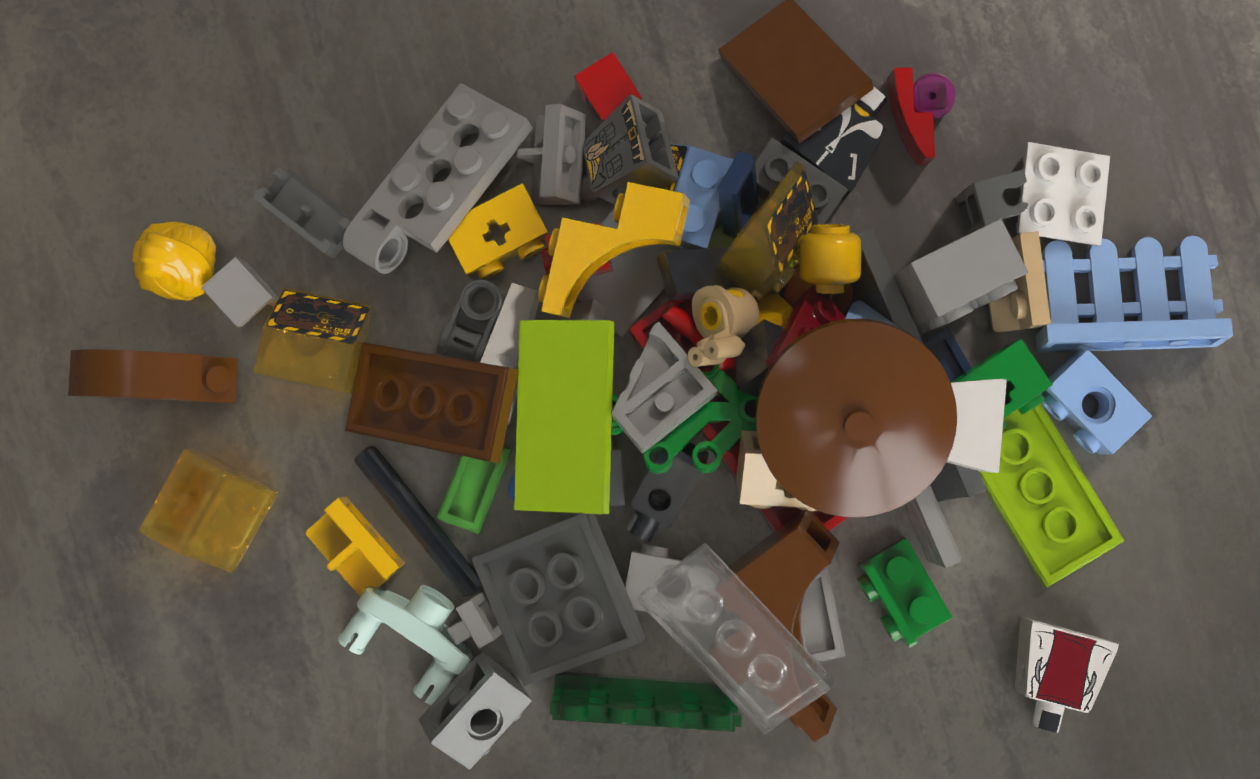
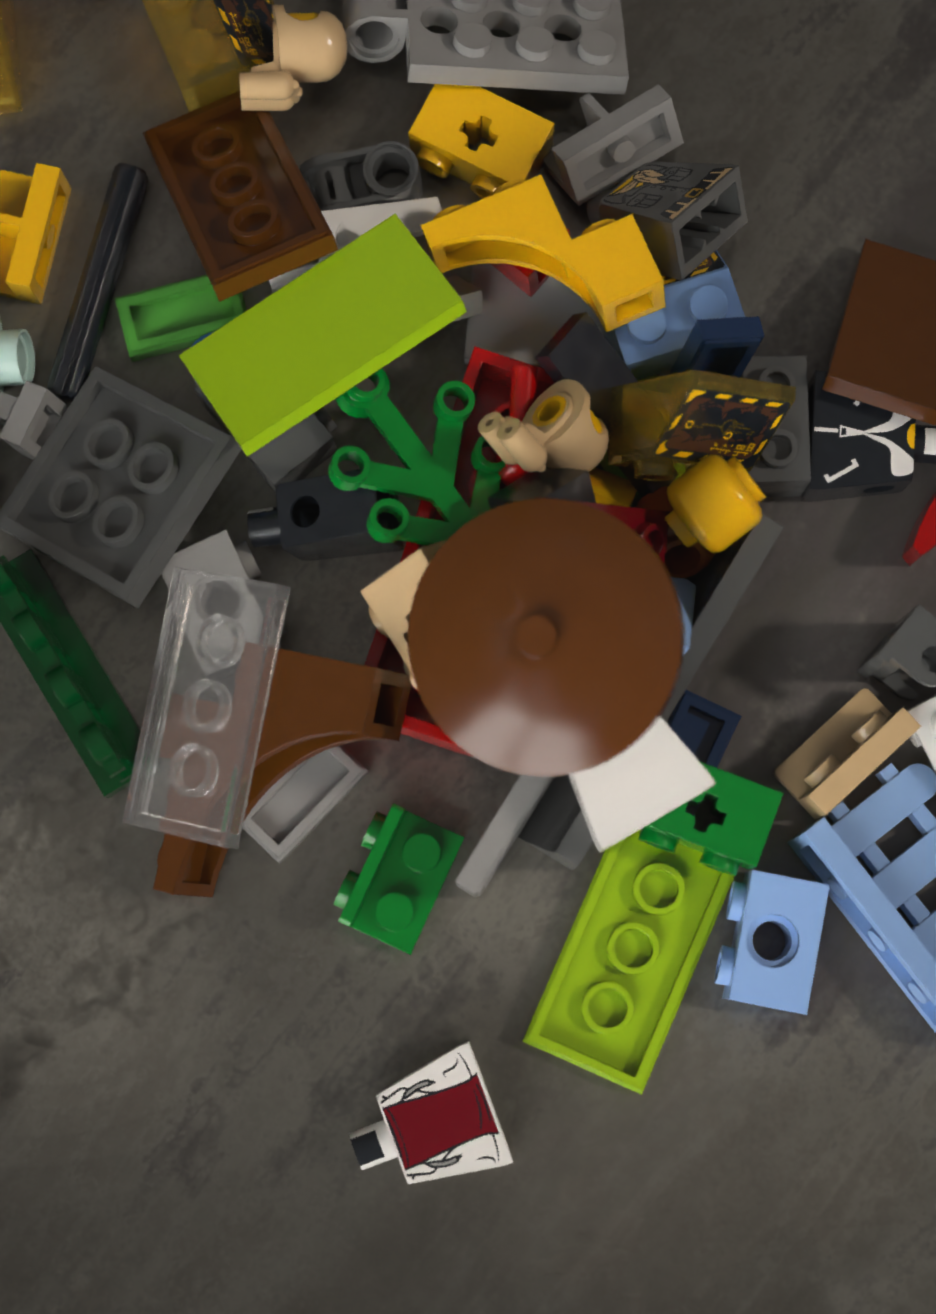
camera: 55 degrees right, 5 degrees down
(370, 300) = (304, 51): none -> tan piece
(605, 85) = (732, 137): red panel -> none
(660, 391) = (423, 417): light grey wing -> none
(961, 277) = (791, 654): light grey brick -> none

